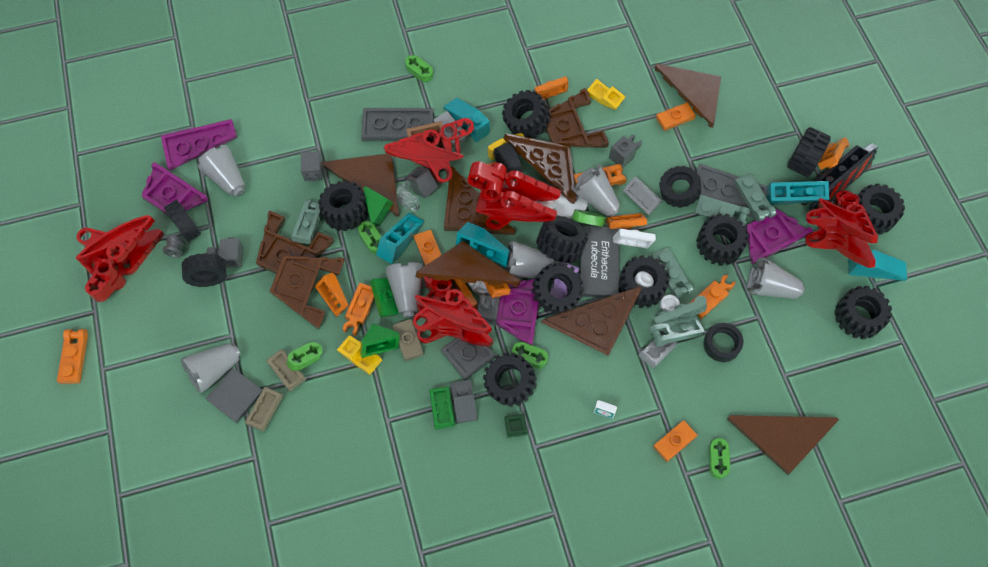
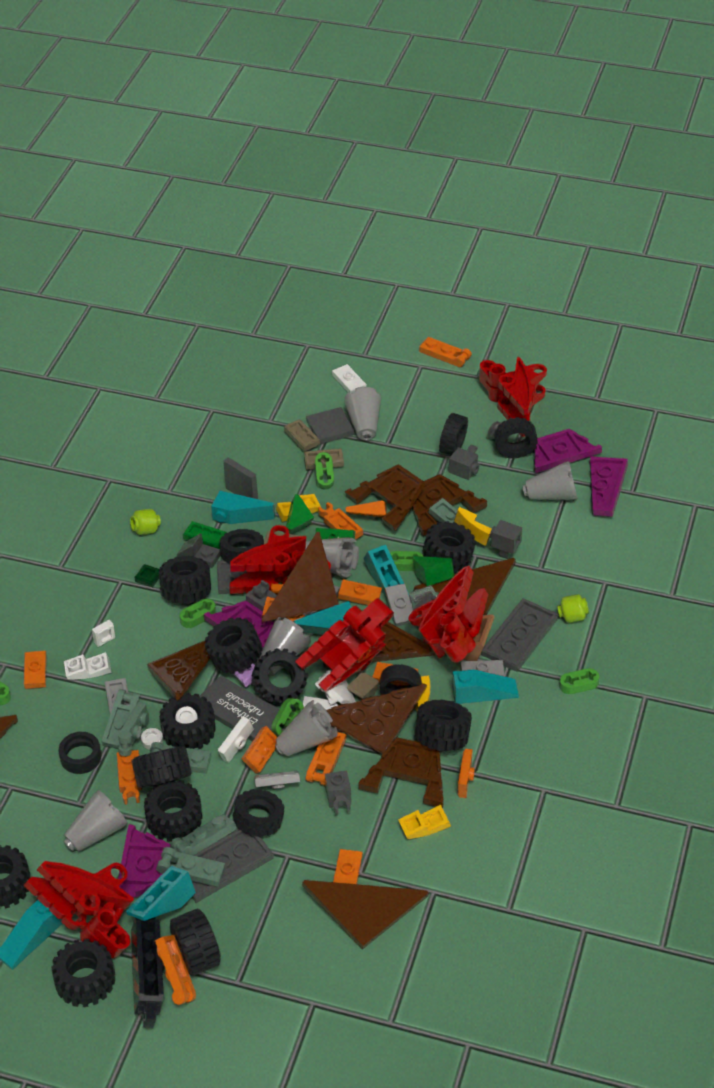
camera: 125 degrees right, 20 degrees down
(157, 418) = (348, 378): none -> white plate
(312, 197) = (468, 519): none -> yellow slope
(353, 98) = (573, 608): none -> lime head
(366, 410) = (240, 479): none -> dark grey tile
(396, 400) = (240, 509): none -> teal slope
(424, 211) = (399, 603): none -> light grey plate
(429, 352) = (238, 538): none -> black tyre
(461, 468) = (145, 521): none -> lime head
(642, 401) = (84, 668): none -> white slope
(694, 269) = (161, 767): none -> black tyre

